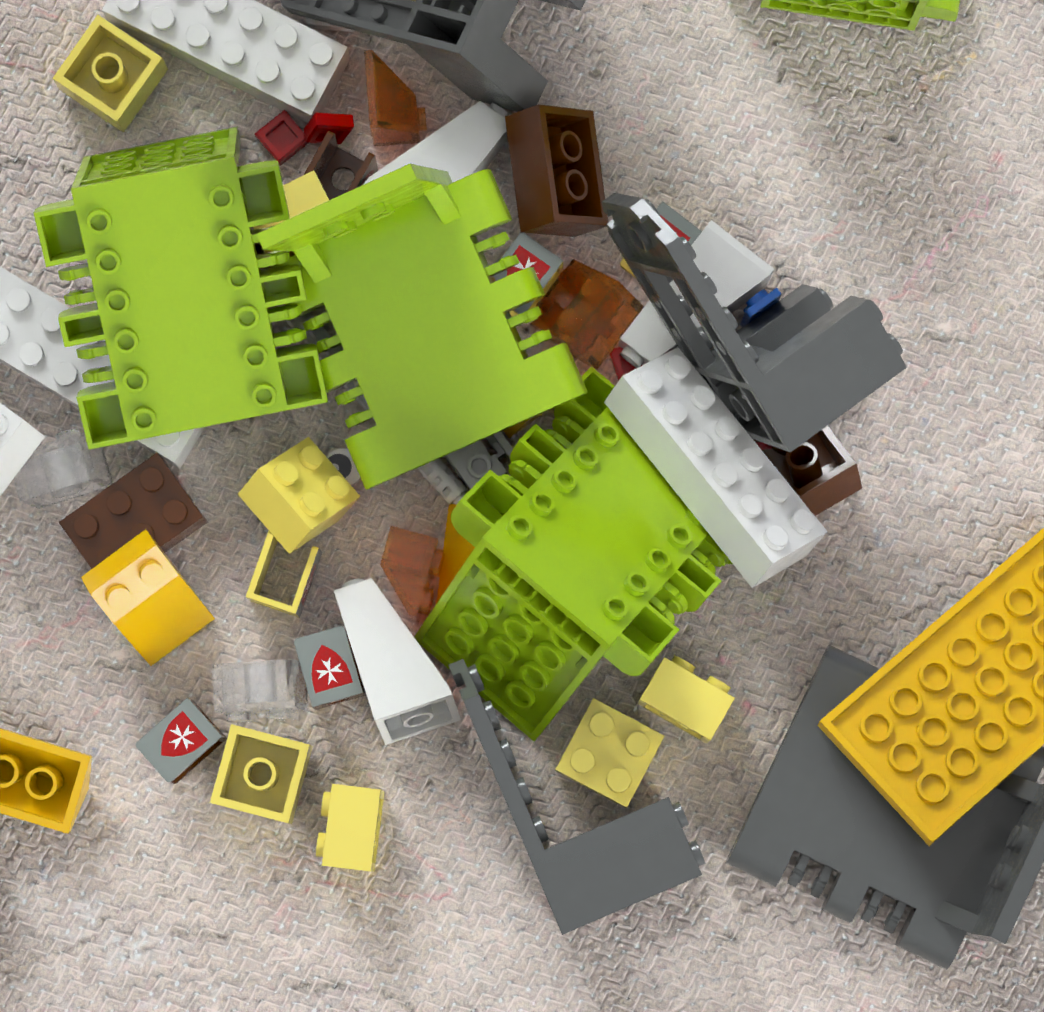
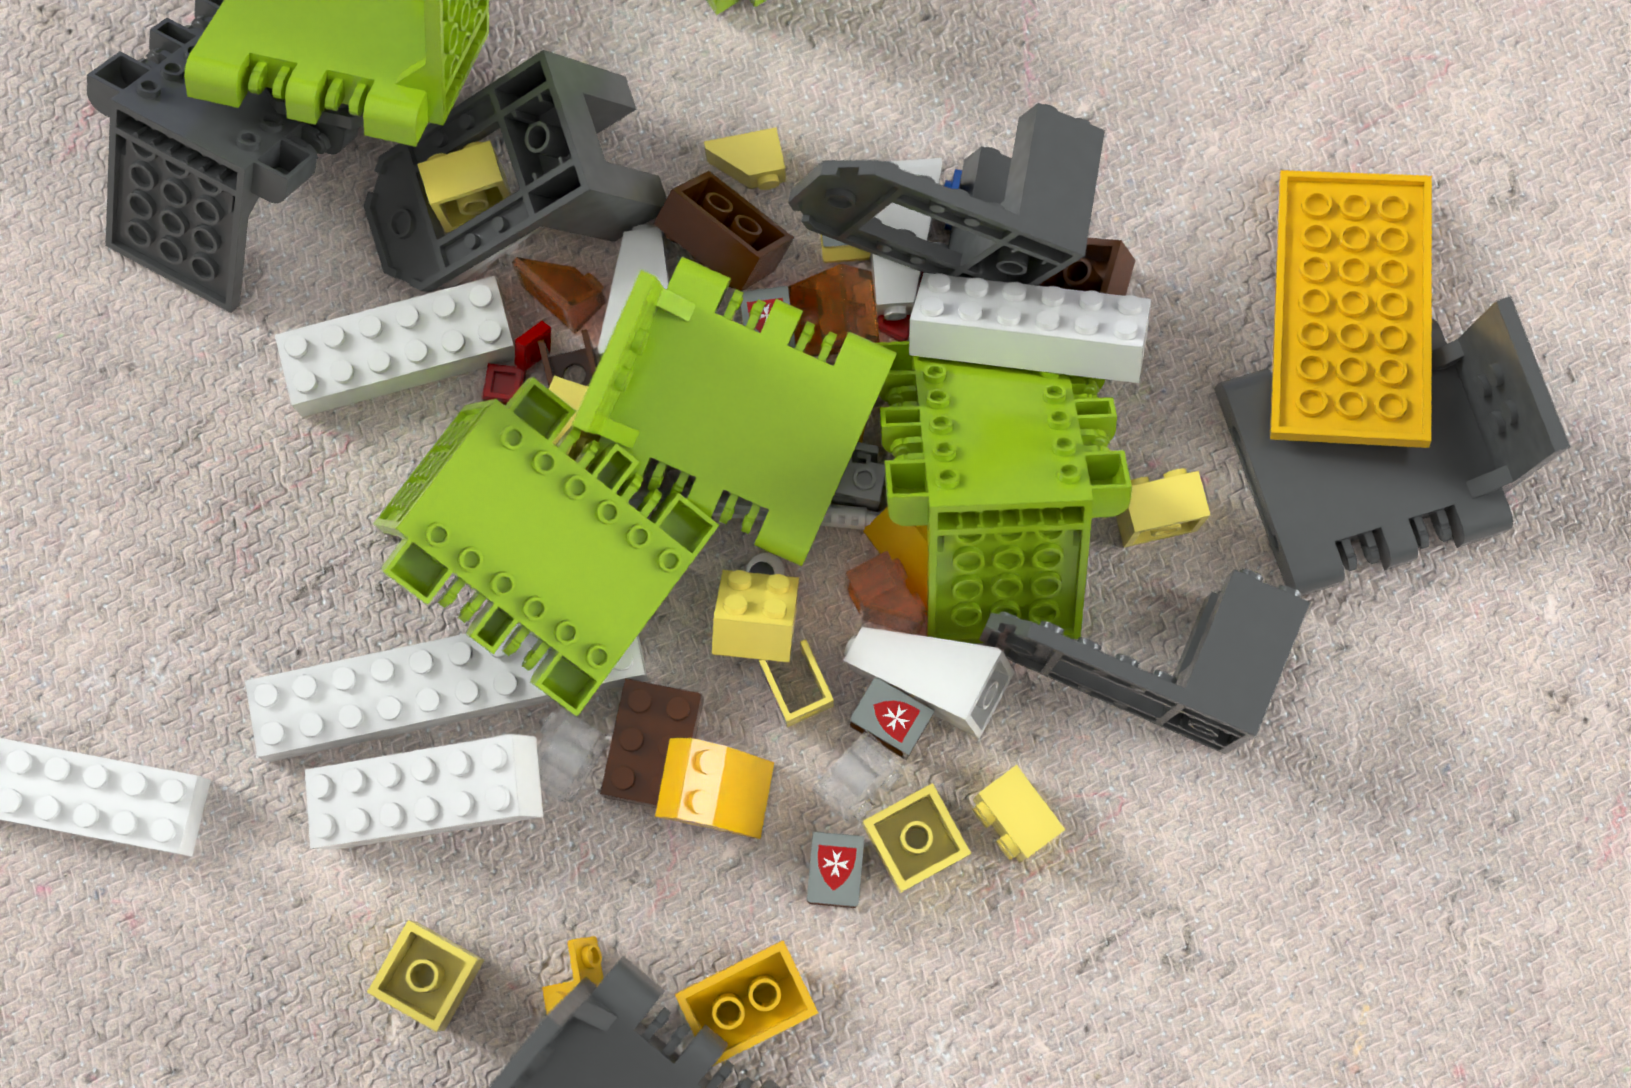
camera: 45 degrees left, 5 degrees down
(110, 73) = (338, 445): light yellow brick -> none
(609, 753) = (1142, 596): light yellow brick -> none
(638, 130) = (749, 158): none -> light yellow slope

